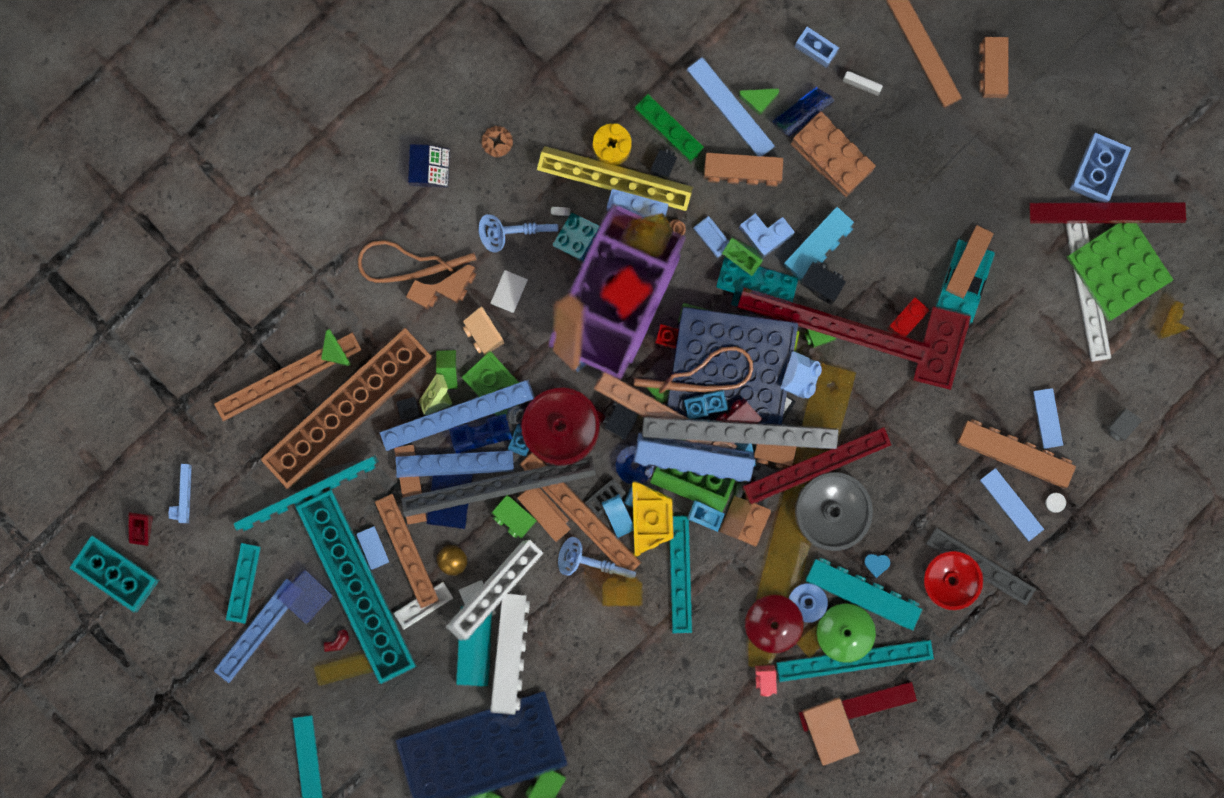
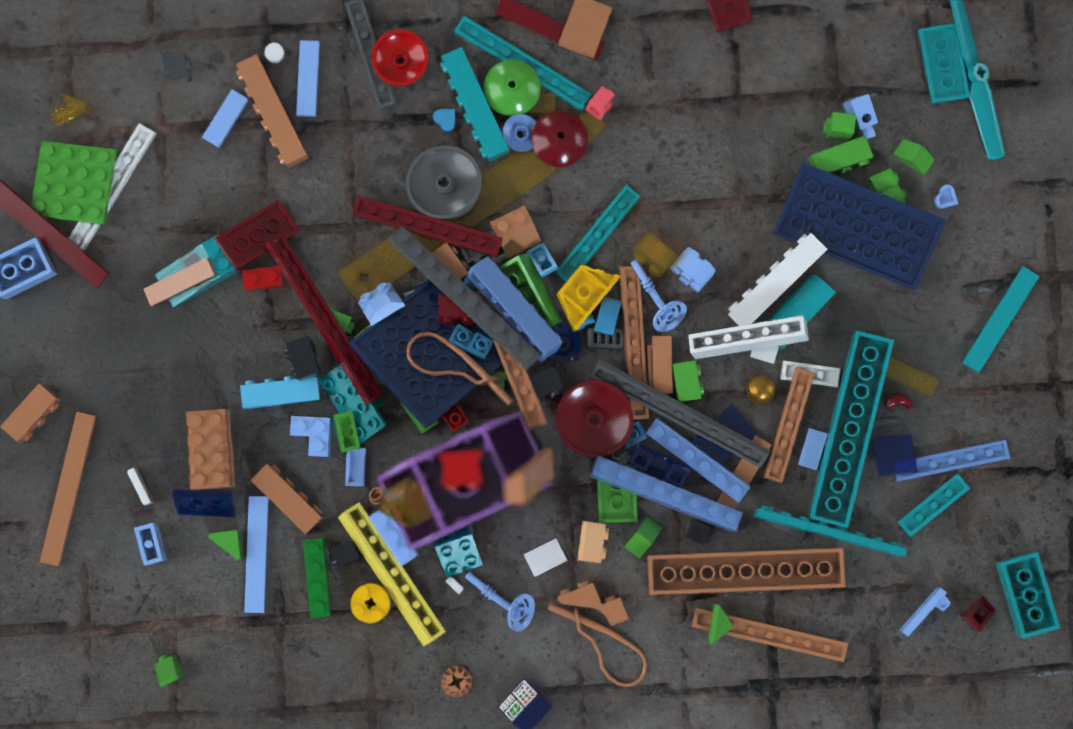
camera: 135 degrees left, 0 degrees up
(435, 396) = (670, 523): yellowish green slope -> none
(582, 607) = (692, 269): none -> light blue brick

